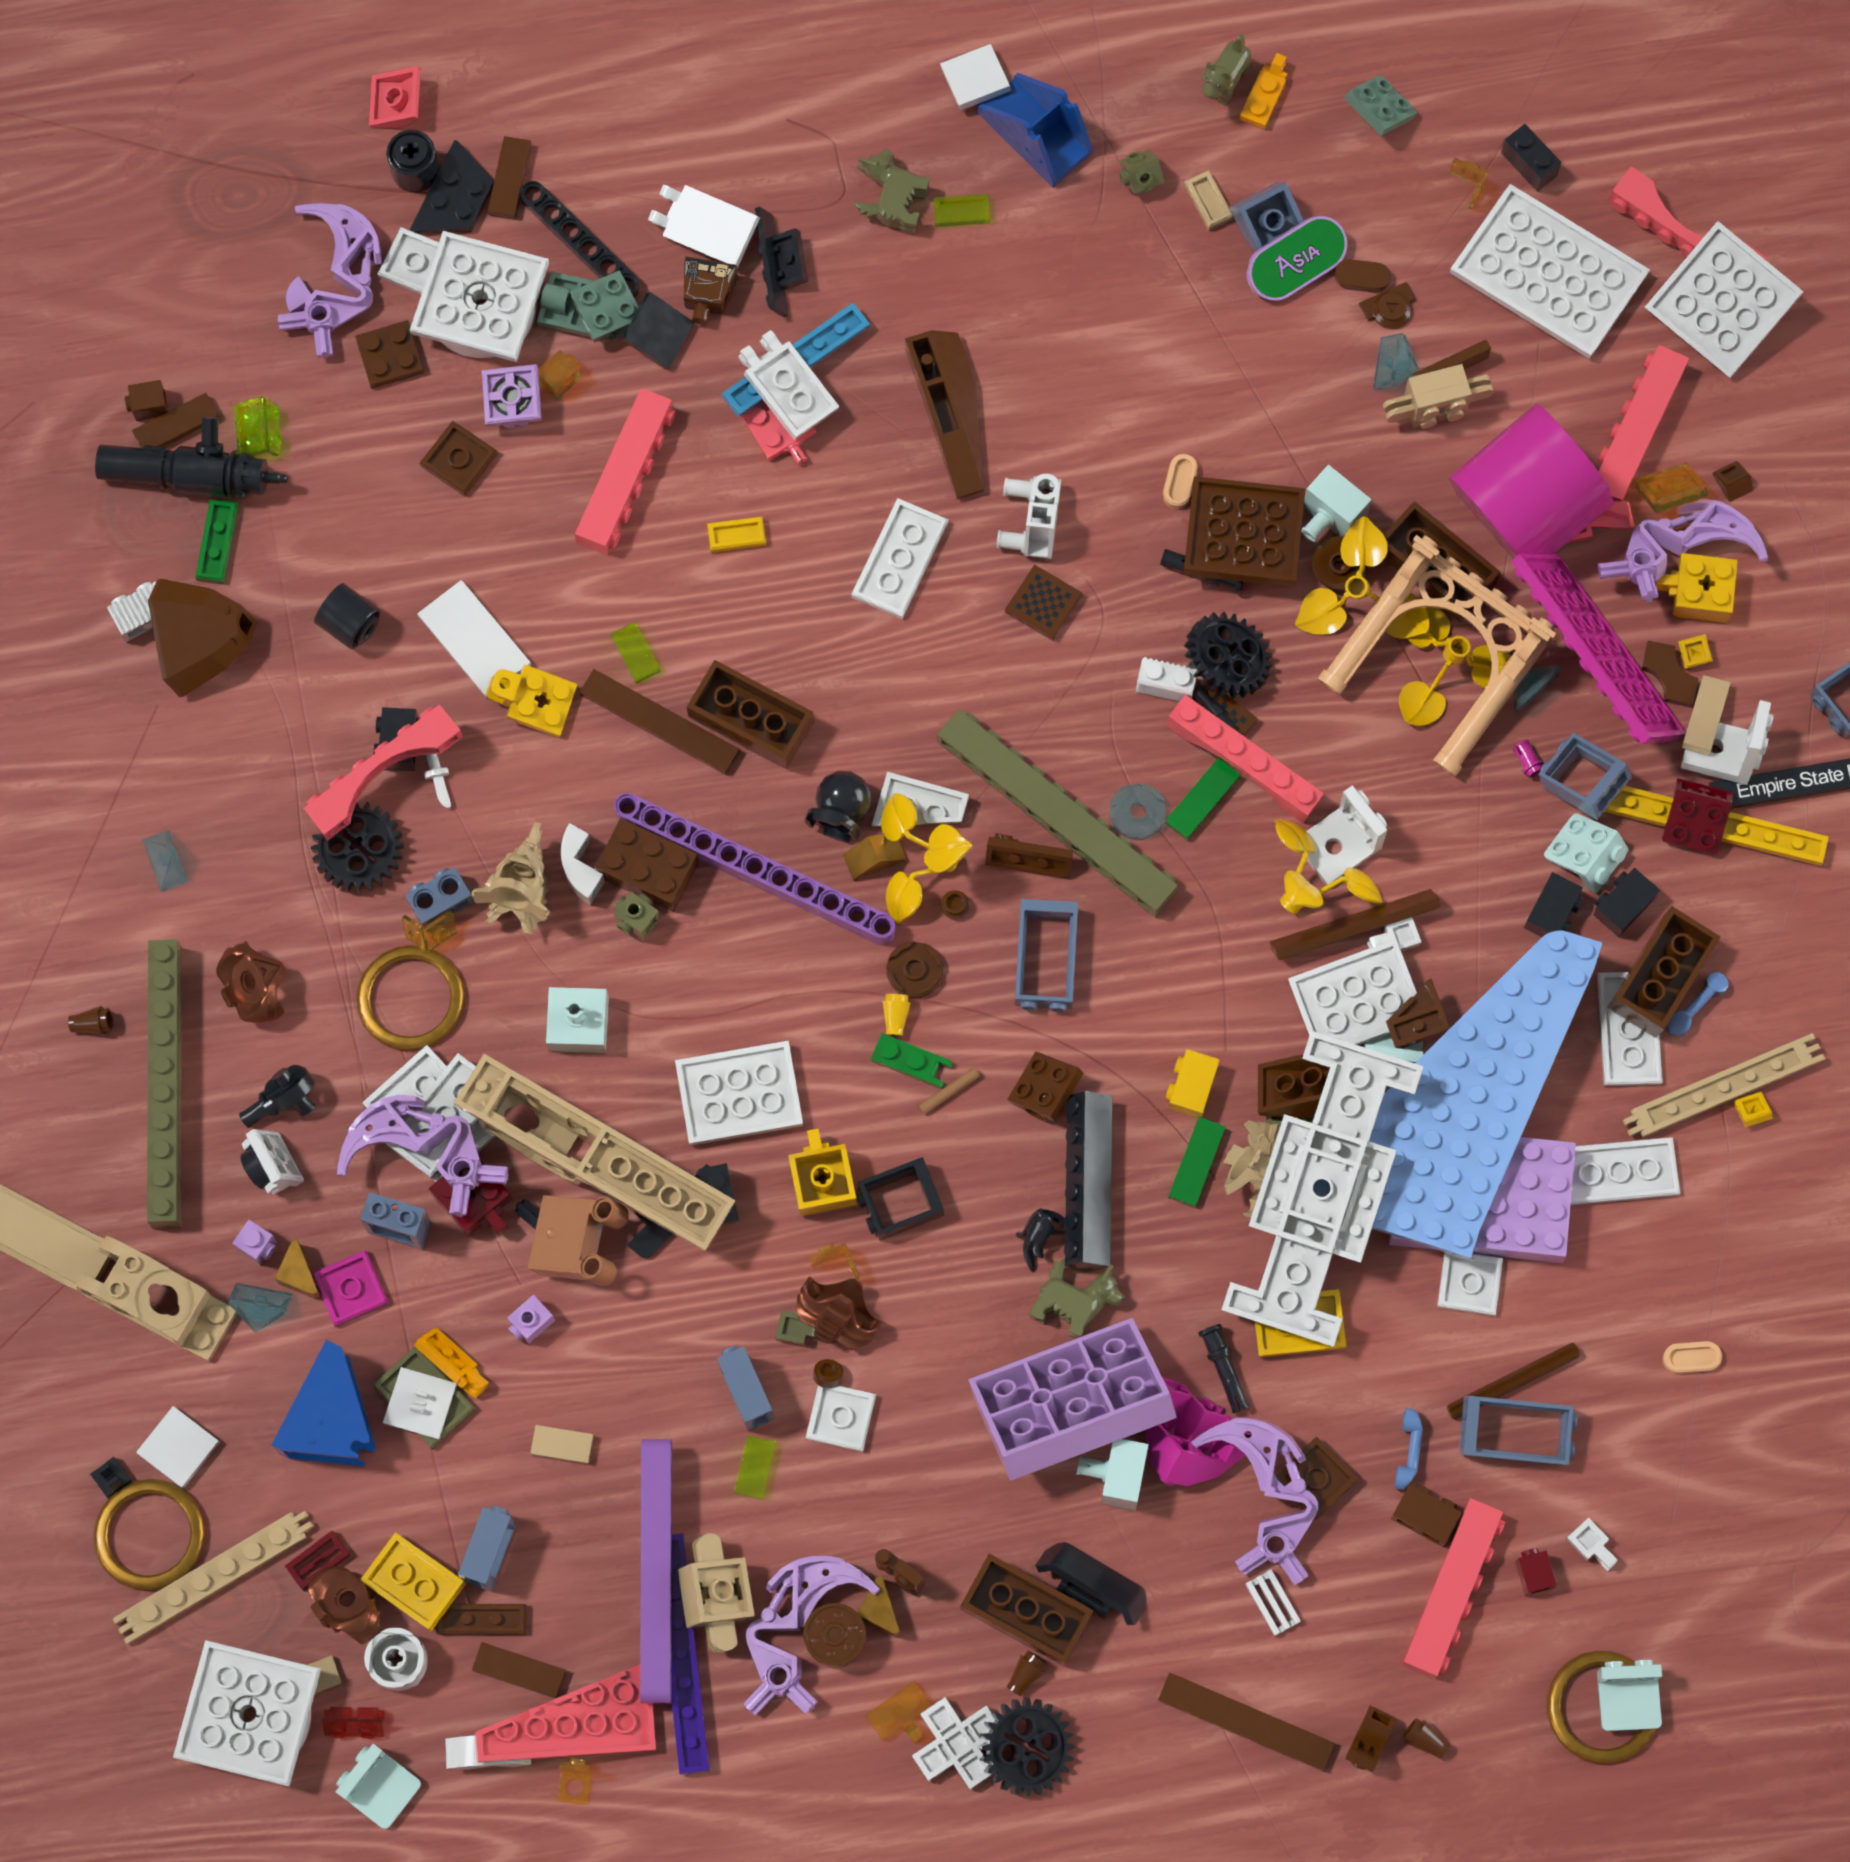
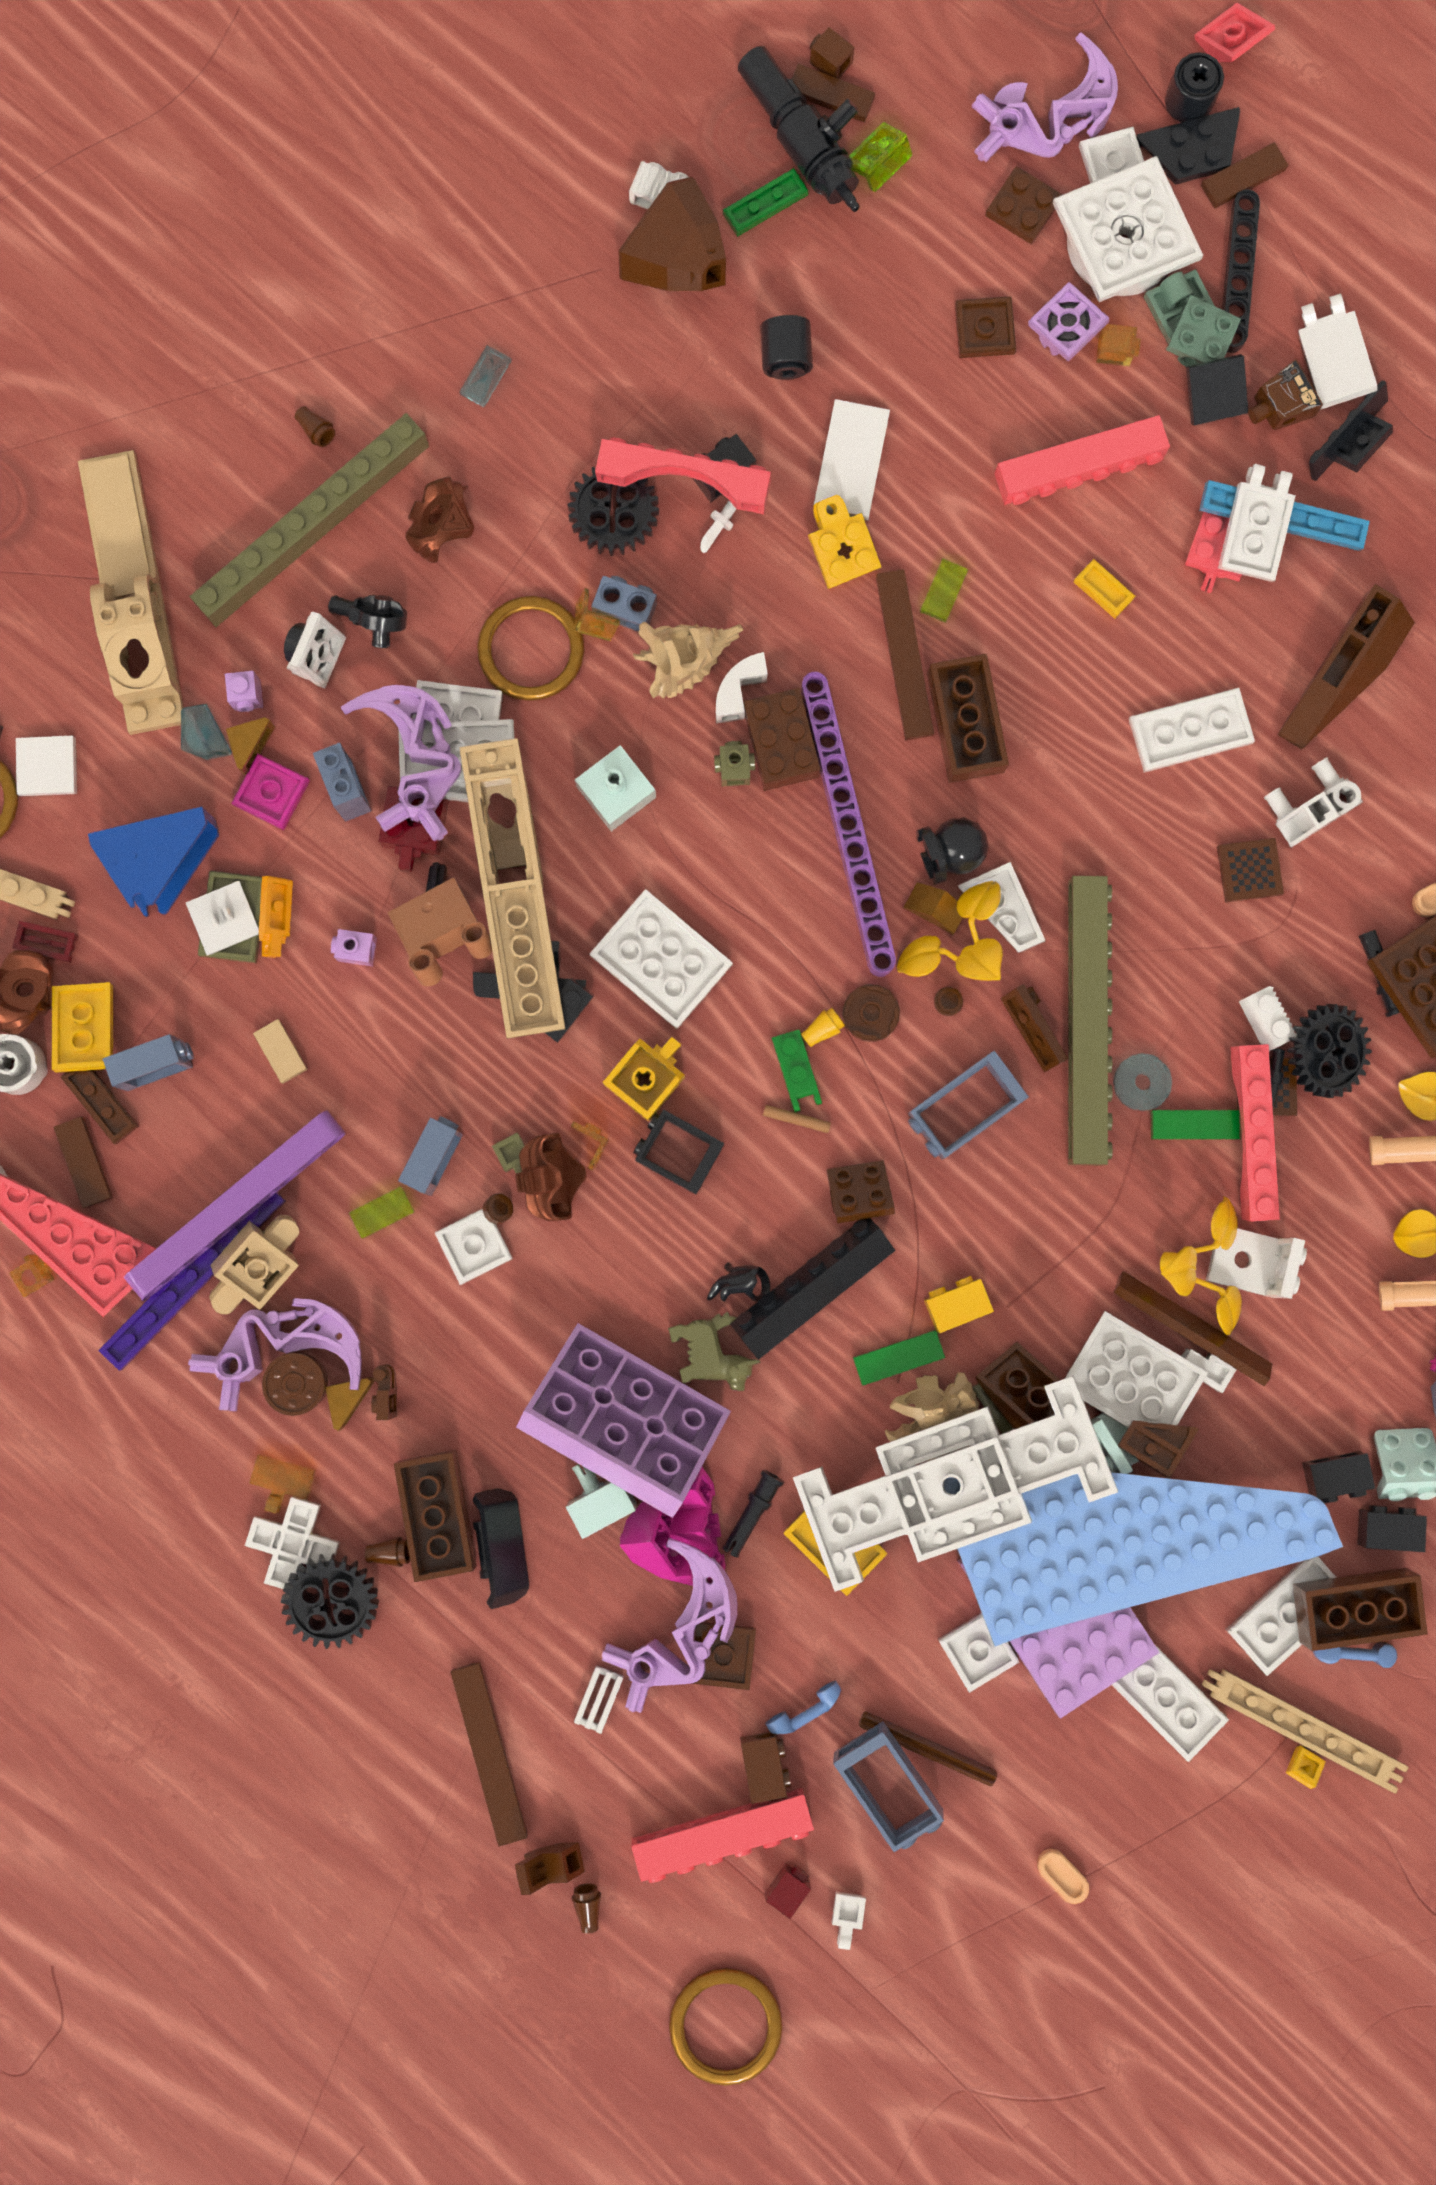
camera: 45 degrees right, 10 degrees up
(1629, 1696) = (748, 2048): light aqua bracket -> none

